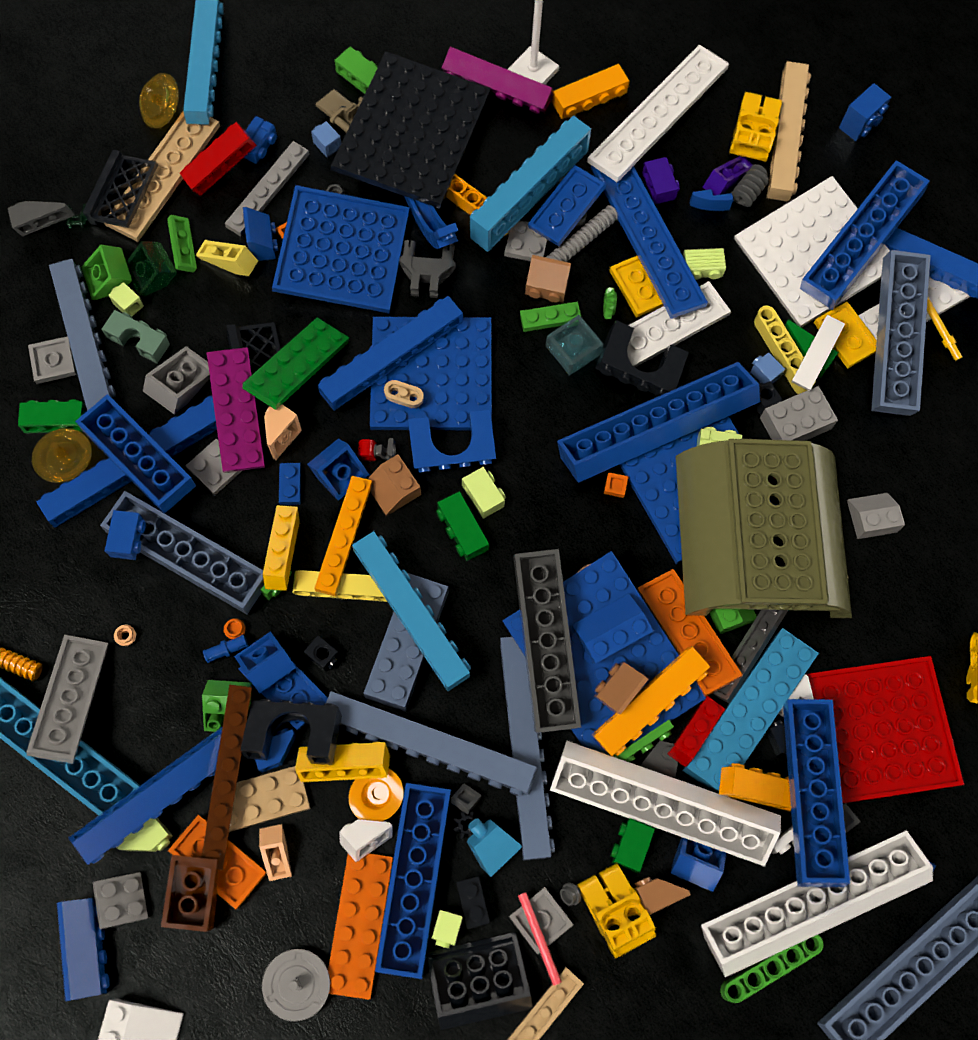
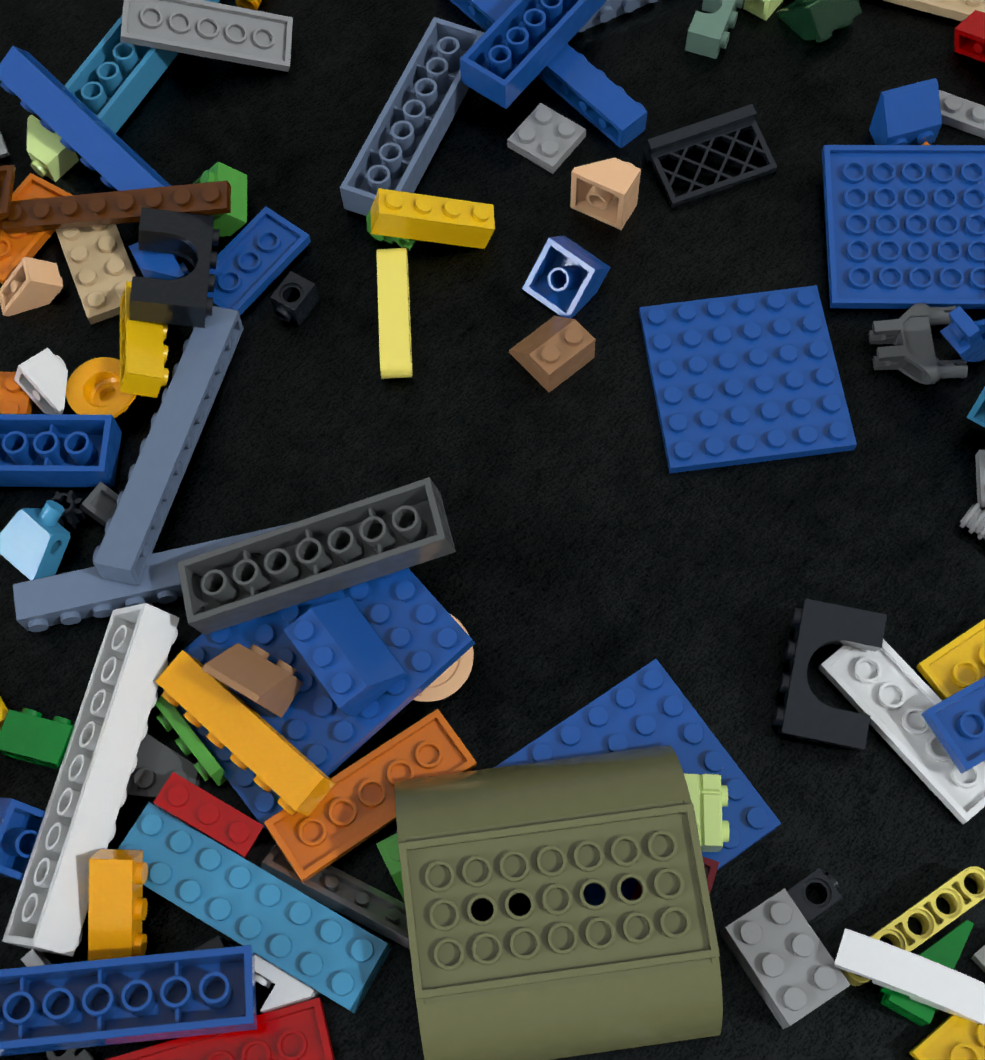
camera: 90 degrees right, 5 degrees down
(125, 535) = (419, 37): blue brick -> none
(125, 629) = (302, 82): light nougat plate -> none
(177, 380) = (663, 71): light grey slope -> none
(181, 243) = (869, 38): bright green plate -> none
(225, 648) = (293, 190): blue pin -> none
(228, 257) = (862, 95): light yellow slope -> none
(234, 628) = (321, 196): orange plate -> none
(235, 410) = (628, 131): magenta plate -> none
(265, 662) = (270, 228): blue slope -> none
(290, 484) = (536, 226): blue plate -> none
(295, 363) = (711, 191): green plate -> none
(343, 536) = (463, 293): light orange plate -> none
(369, 450) = (603, 315): leg -> none
(390, 352) = (759, 310): blue brick -> none
(399, 656) = (319, 397): sand blue brick -> none
(405, 392) = (692, 337): tan plate -> none
(411, 611) = (350, 380): dark azure brick -> none
(462, 526) = (503, 447): green brick -> none
(480, 448) = (606, 383): blue arch -> none
(483, 492) = (561, 469): yellowish green brick -> none
(547, 278) = (942, 513): medium nougat slope -> none
(548, 316) = (883, 533): bright green plate -> none
(574, 344) = (835, 565): clear light blue brick -> none
(609, 303) = (926, 614): bright green gear -> none
(616, 485) = (607, 661): orange plate -> none
(658, 421) = (728, 716): blue brick -> none
(767, 369) = (868, 896): medium blue brick -> none

